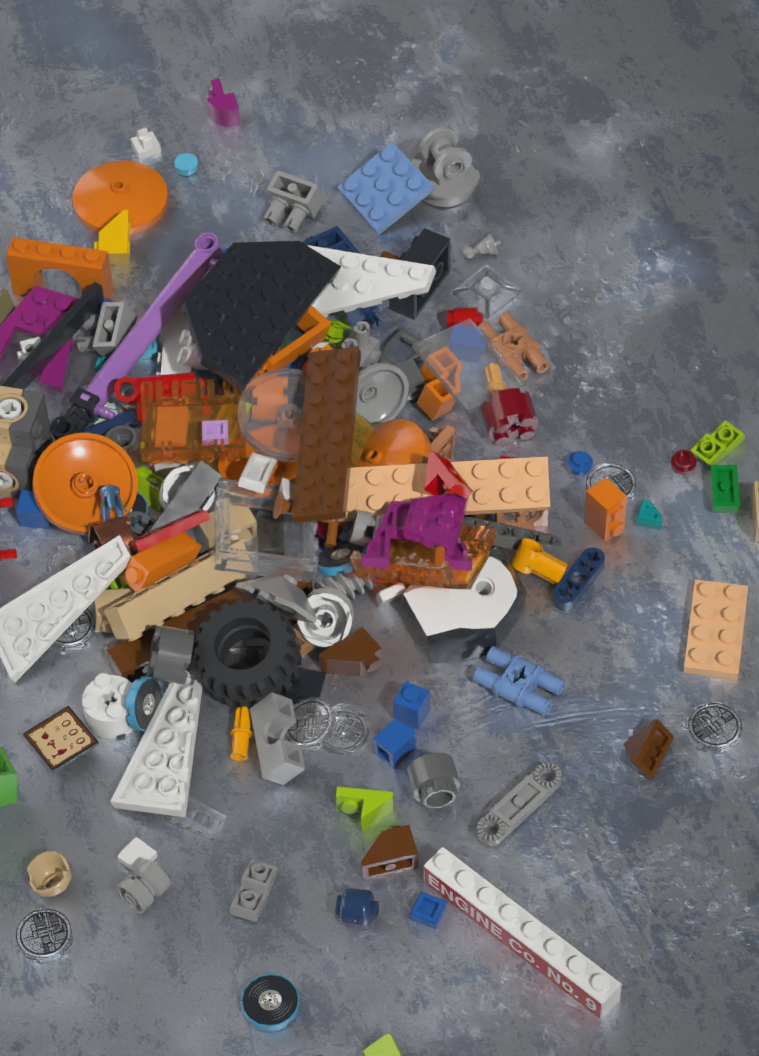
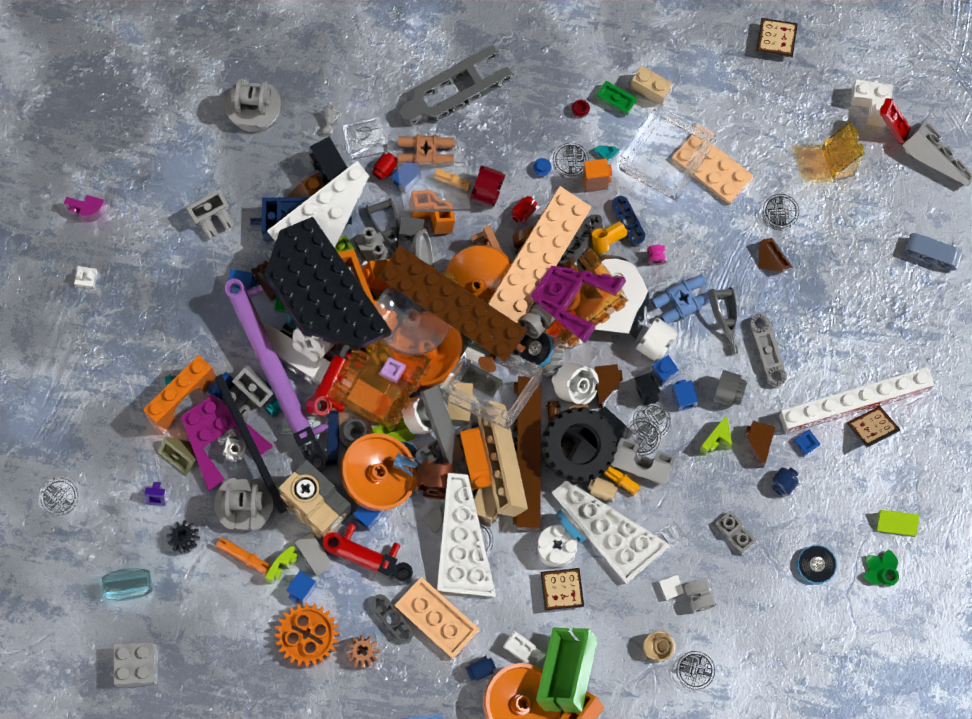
camera: 60 degrees left, 20 degrees up
(116, 239) = (168, 343): yellow slope -> none
(119, 187) = (128, 335): orange dish -> none
(169, 530) = (458, 440): tile -> none
(170, 654) = (554, 490): dark grey brick -> none
(186, 164) = (122, 260): medium azure tile -> none
(214, 719) = (602, 489): none -> tan brick
(257, 473) = (447, 362): white tile -> none
(282, 593) = (558, 400): light grey wedge -> none
(374, 697) = (647, 388): none -> black brick
(385, 188) = (240, 148): medium blue plate -> none
(436, 521) = (573, 279): magenta wing -> none
(443, 477) = (537, 253): slope -> none
(443, 672) = (655, 340): none -> white brick
(499, 969) = (873, 426): none -> piece
(519, 737) = (727, 325): none -> dark grey piece
(555, 625) = (656, 255): none -> dark pink wheel
(629, 356) = (418, 111): none -> dark grey piece
(693, 595) = (708, 141): none -> clear window
(719, 444) = (579, 80): lime slope -> none

